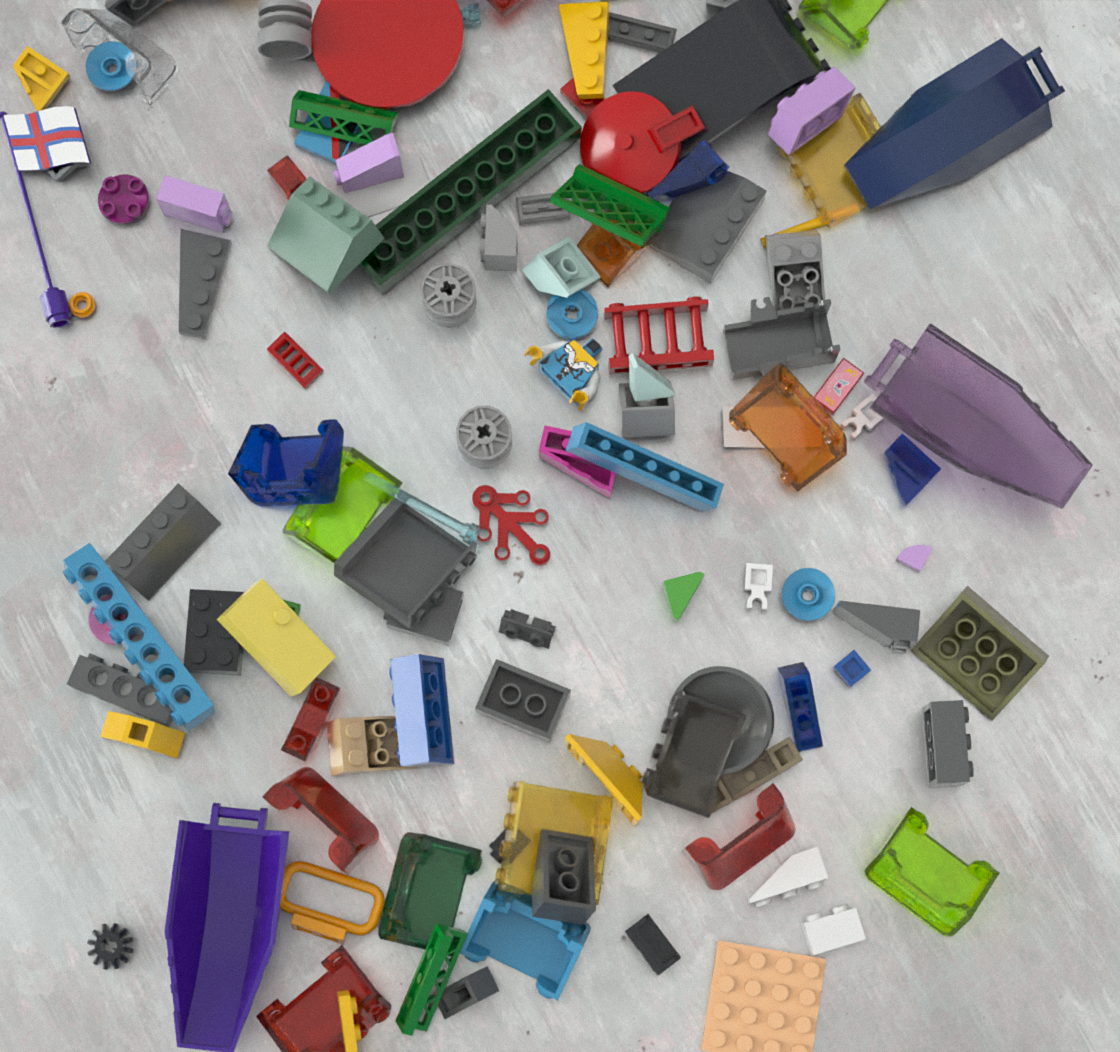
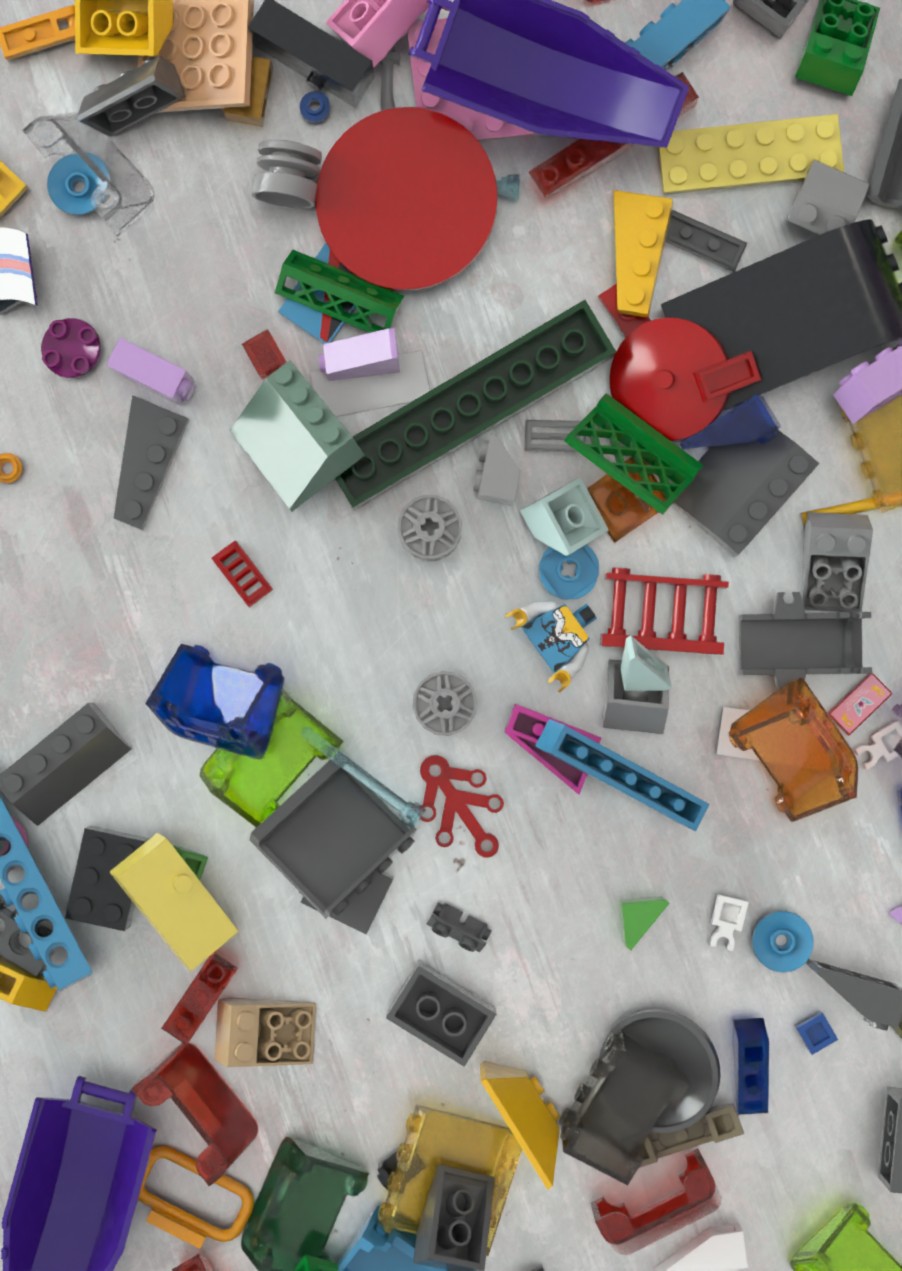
camera: 15 degrees right, 10 degrees up
(421, 711) = (325, 1007): slope -> none

